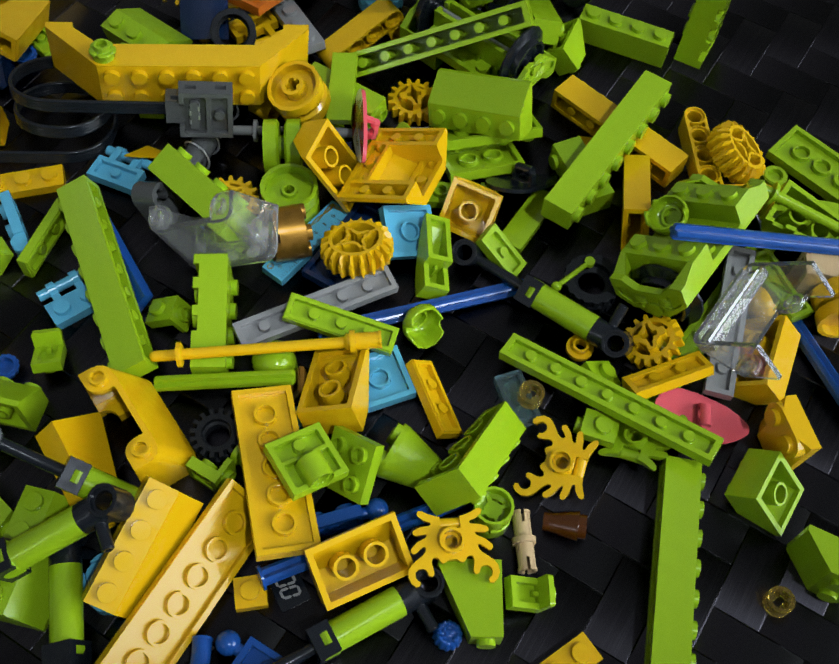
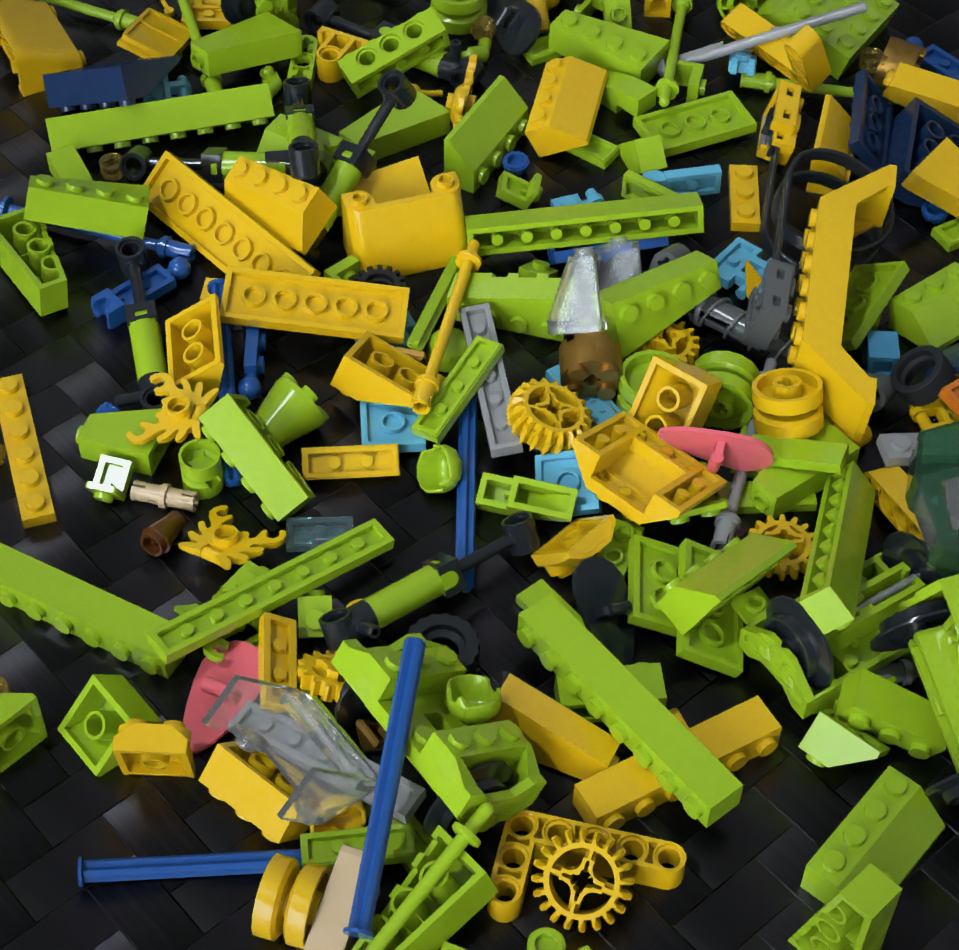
camera: 110 degrees right, 10 degrees down
(102, 51) = (836, 199): lime plate -> none
(305, 461) = (305, 318): lime plate -> none
(362, 459) = (294, 363): lime plate -> none
(500, 250) = (510, 563): lime plate -> none
(535, 401) = (312, 526): clear yellow bush -> none
(588, 263) = (463, 643): lime hinge -> none

